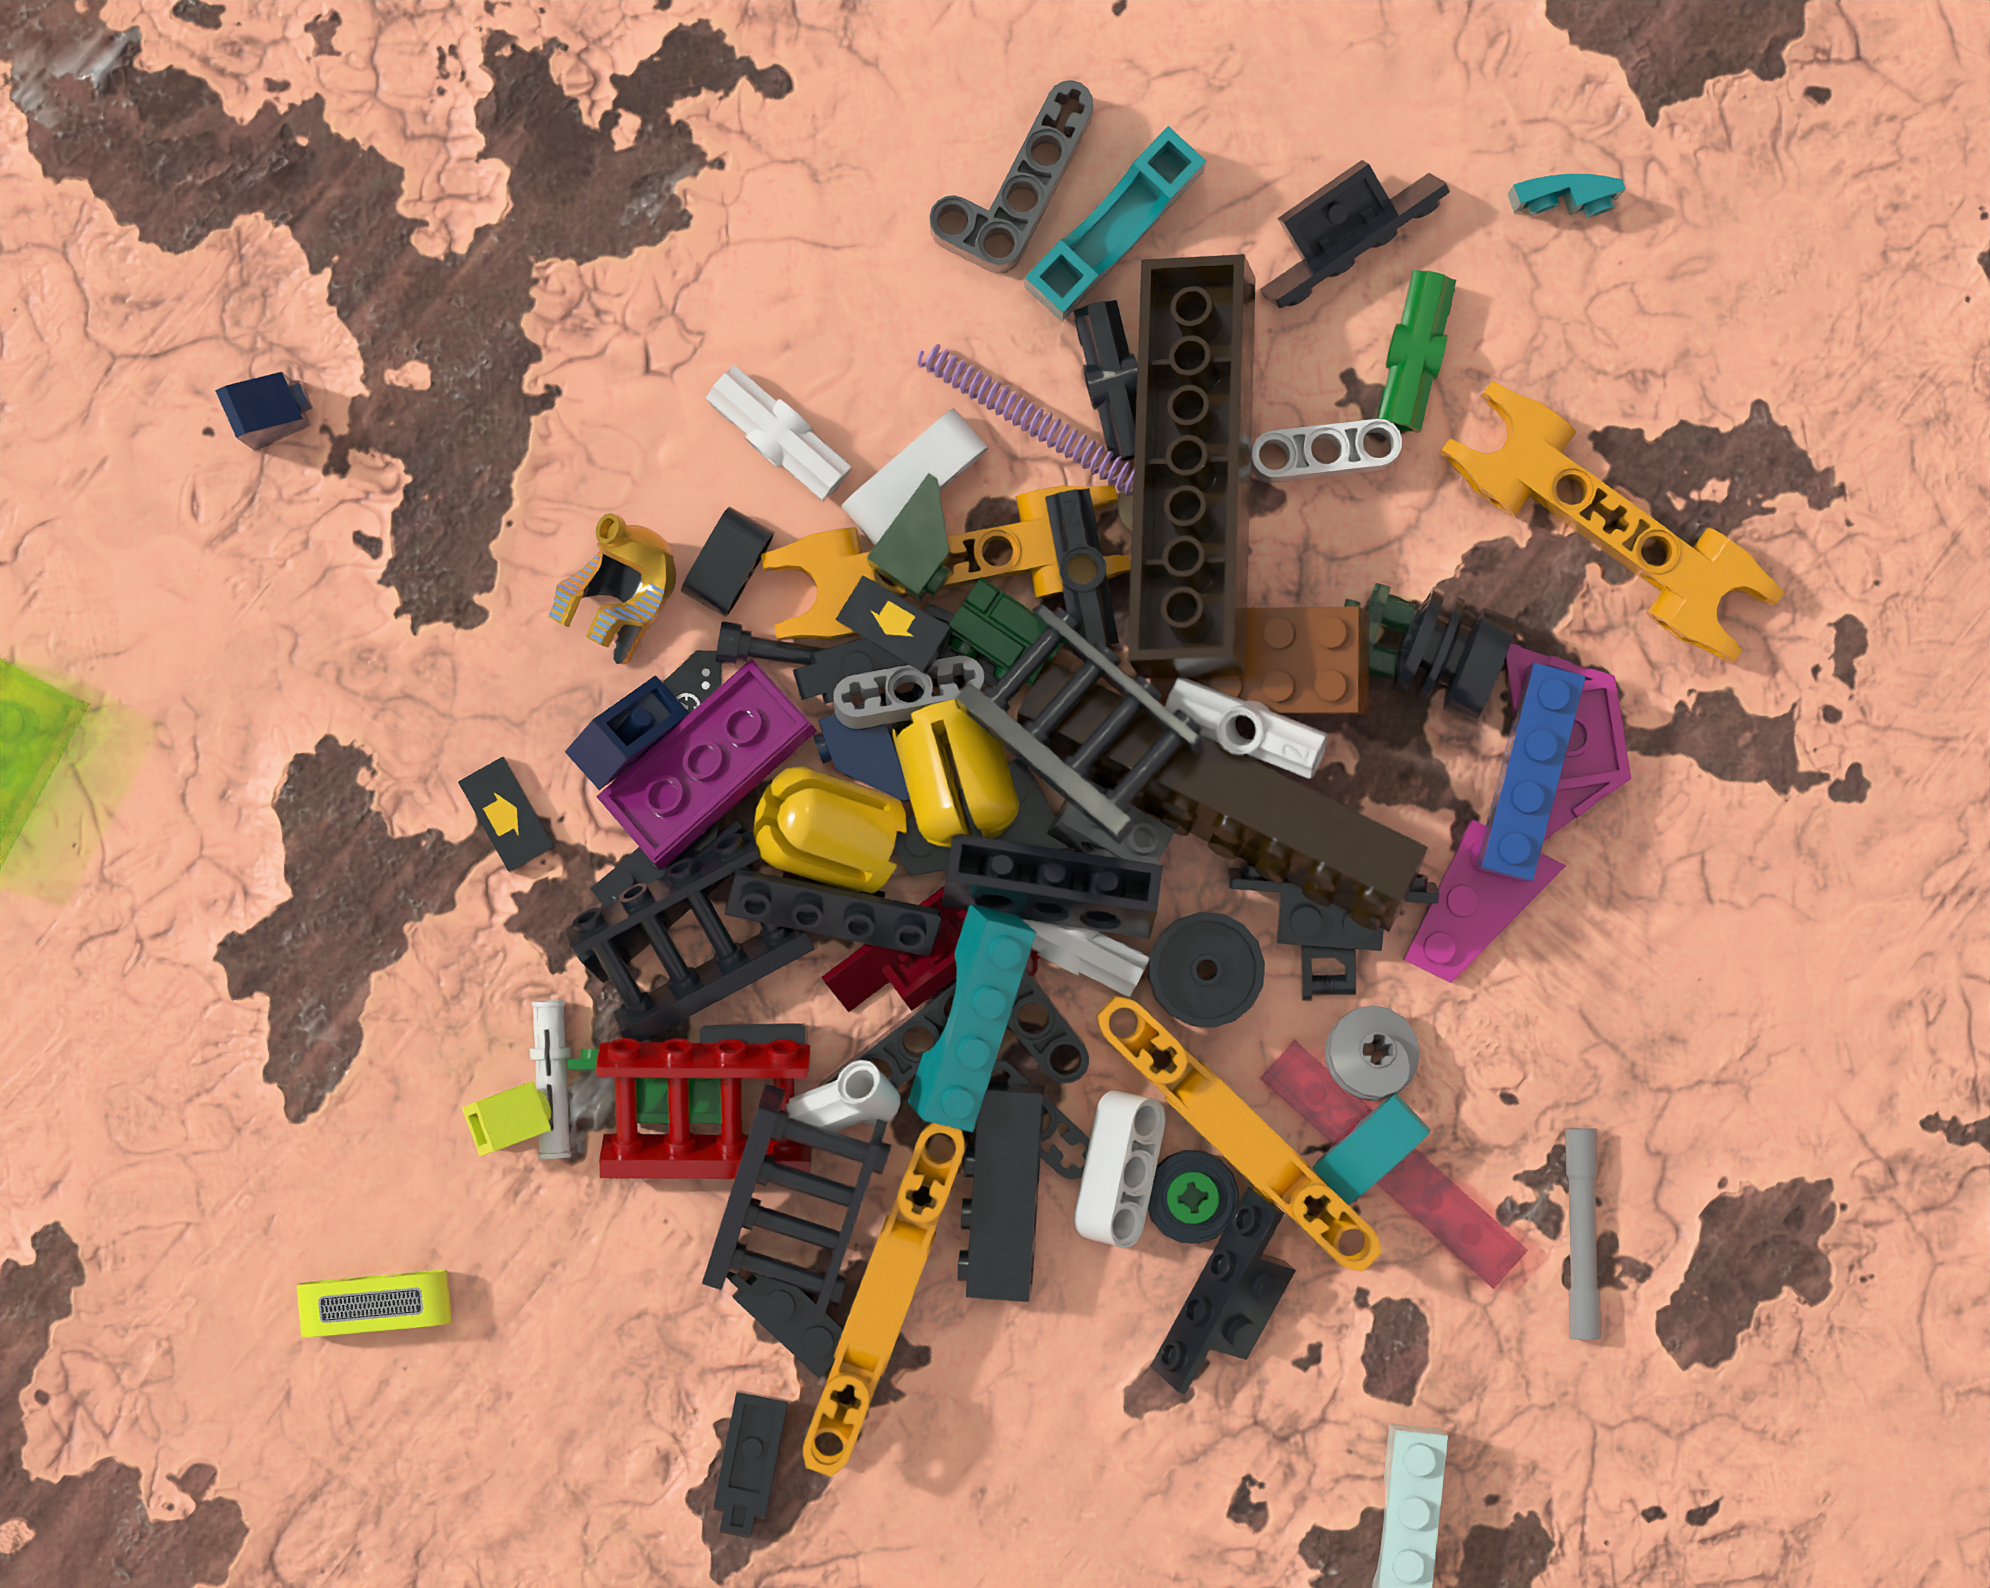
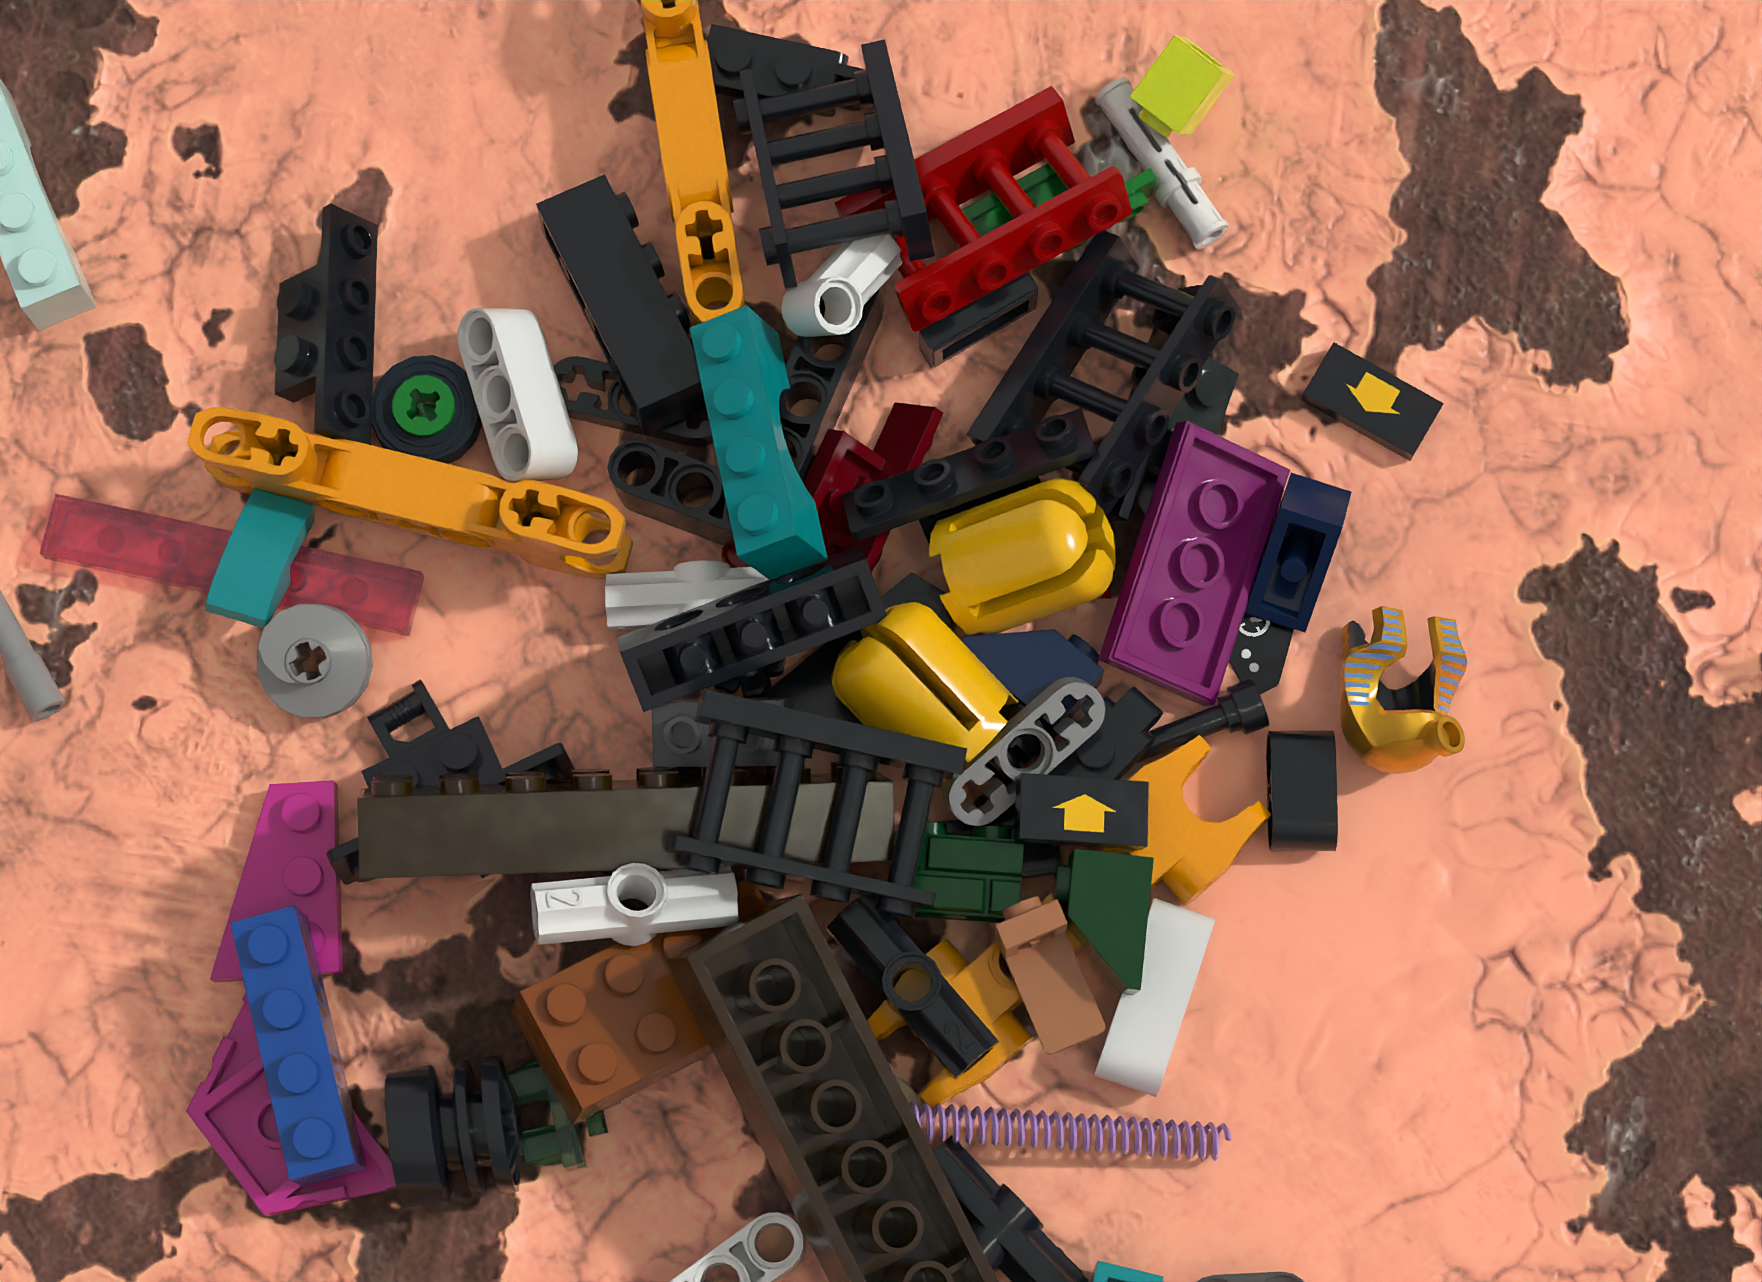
camera: 155 degrees right, 10 degrees down
(778, 433) = (1330, 960): white piece -> none
(984, 522) = (1048, 974): none -> nougat bracket
(1175, 977) = (531, 607): black wheel -> none

